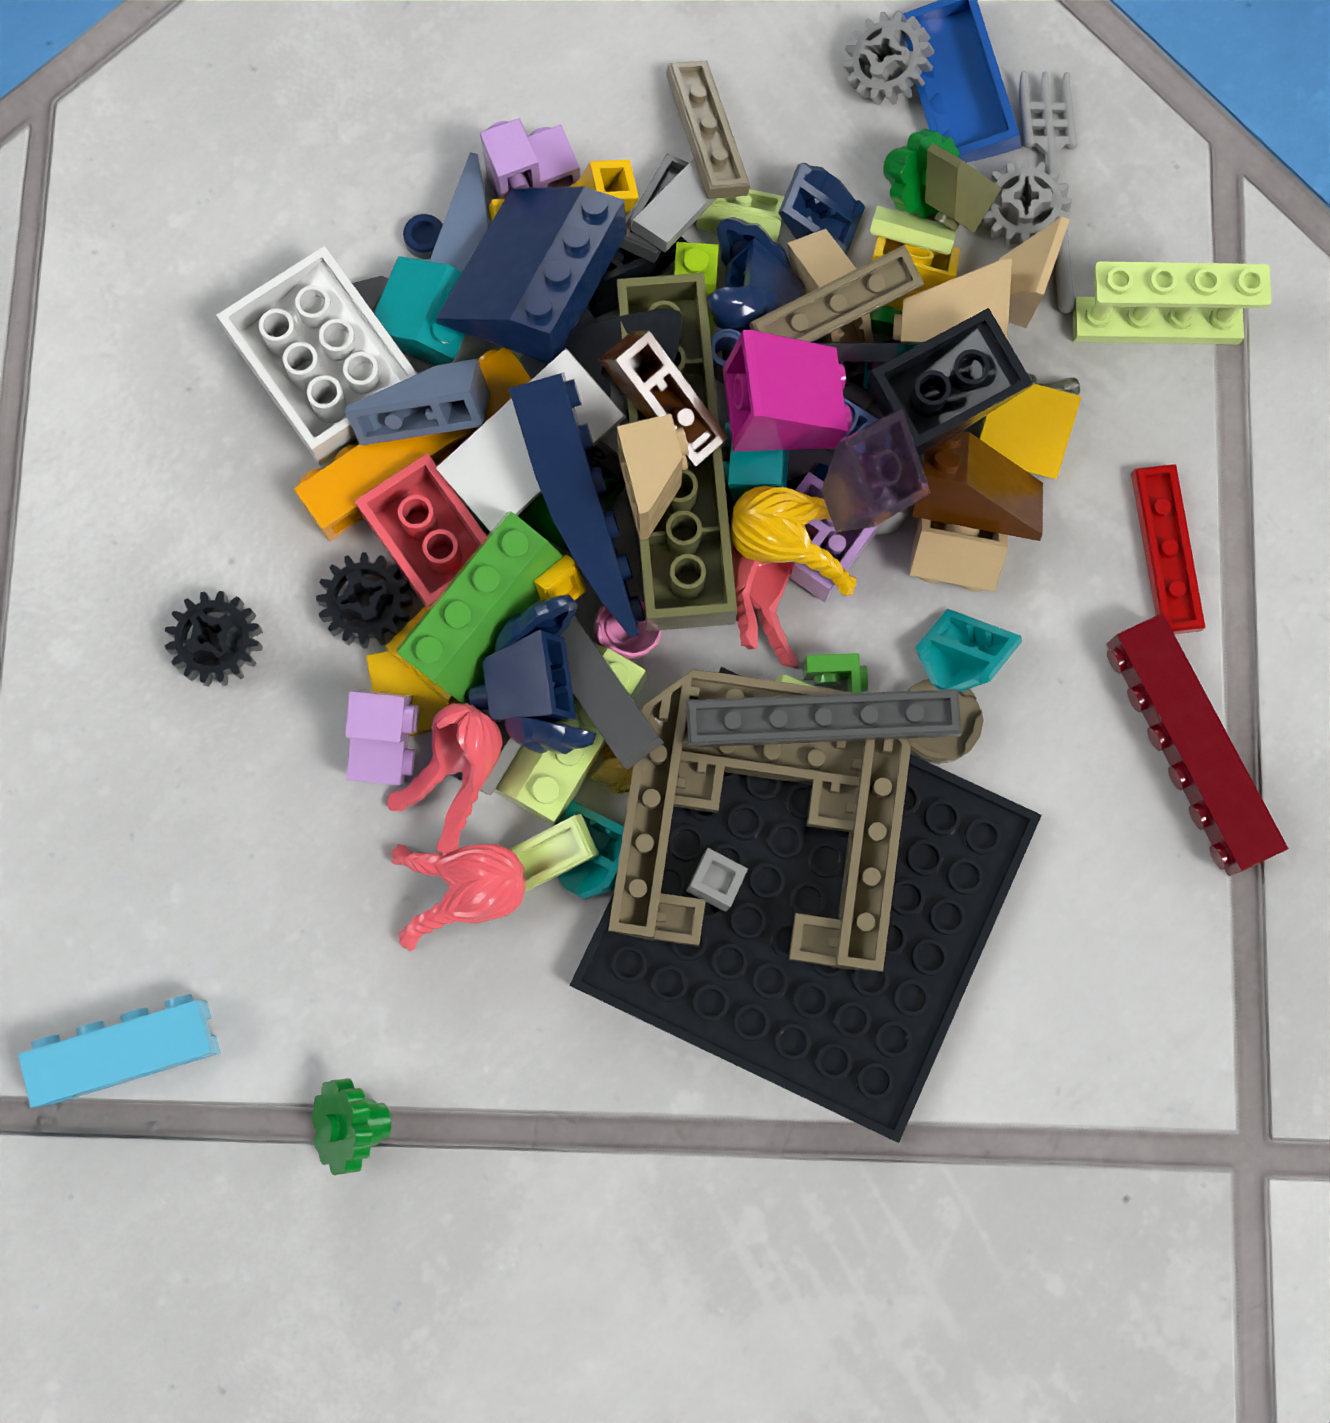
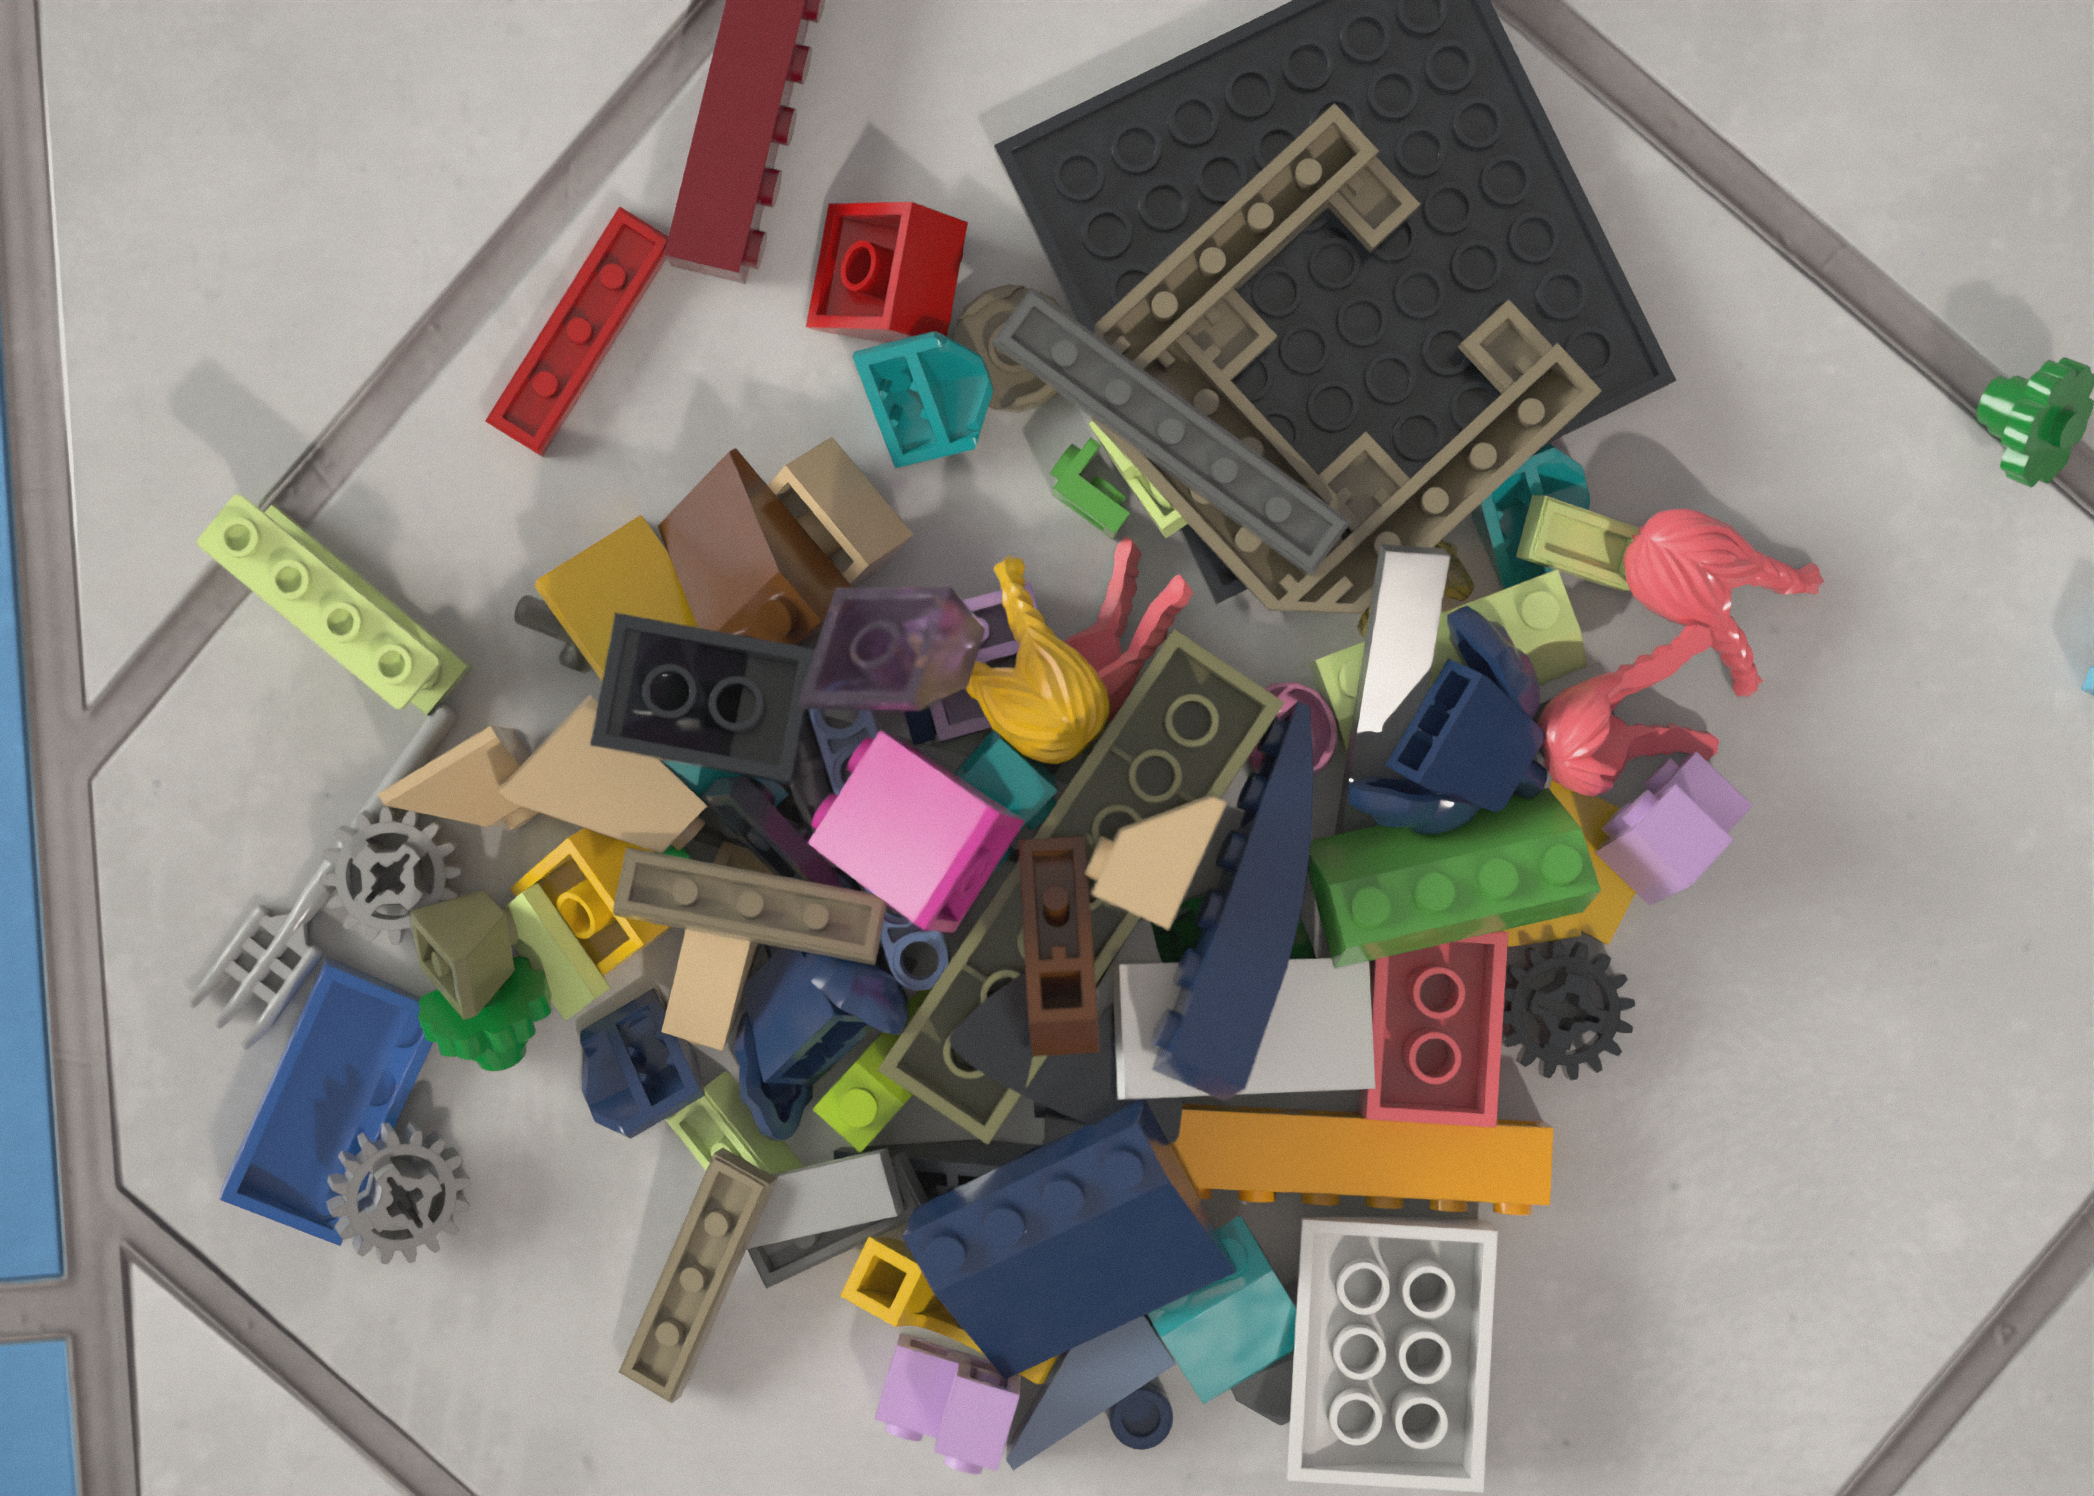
camera: 135 degrees left, 10 degrees up
(228, 631) = (1771, 1126): black gear -> none
(426, 404) = (1326, 1178): sand blue slope -> none
(560, 580) = (1341, 833): yellow tile -> none
(717, 880) = (1425, 359): light grey plate -> none
(1037, 702) = (886, 271): none -> red slope

